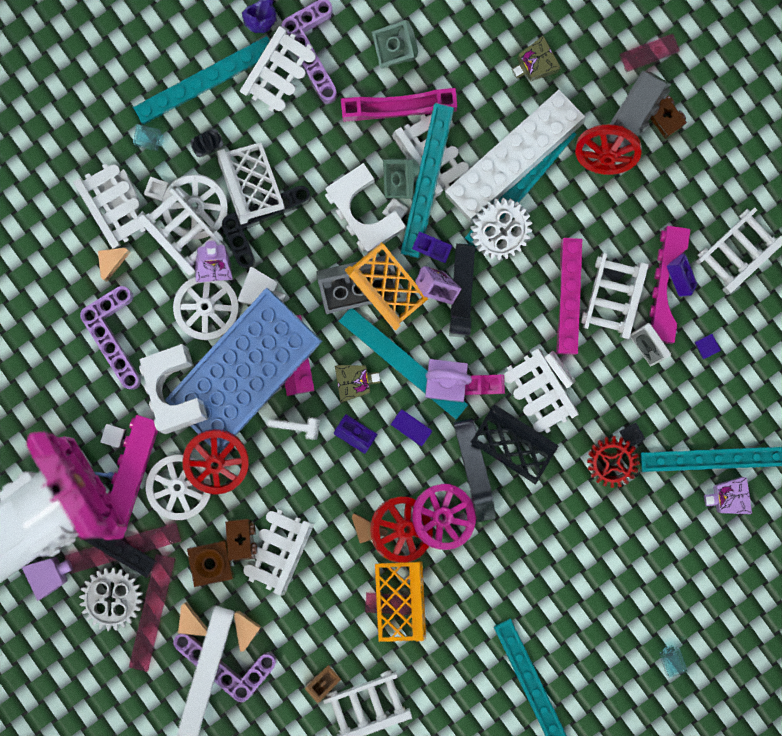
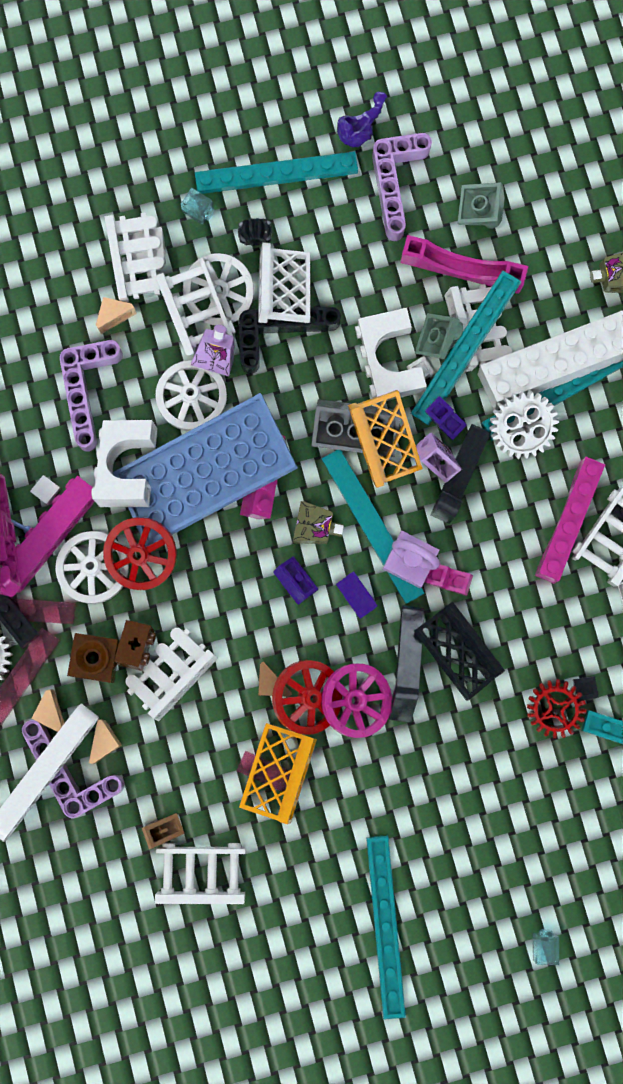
camera: 15 degrees right, 5 degrees down
(156, 189) = (185, 258): white plate -> none
(255, 285) = (248, 388): white torso -> none
(278, 59) = (353, 167): white fence -> none
(312, 427) = (251, 552): white fence -> none
(548, 398) = (502, 597): white fence -> none
(560, 369) = (533, 591): white tile -> none

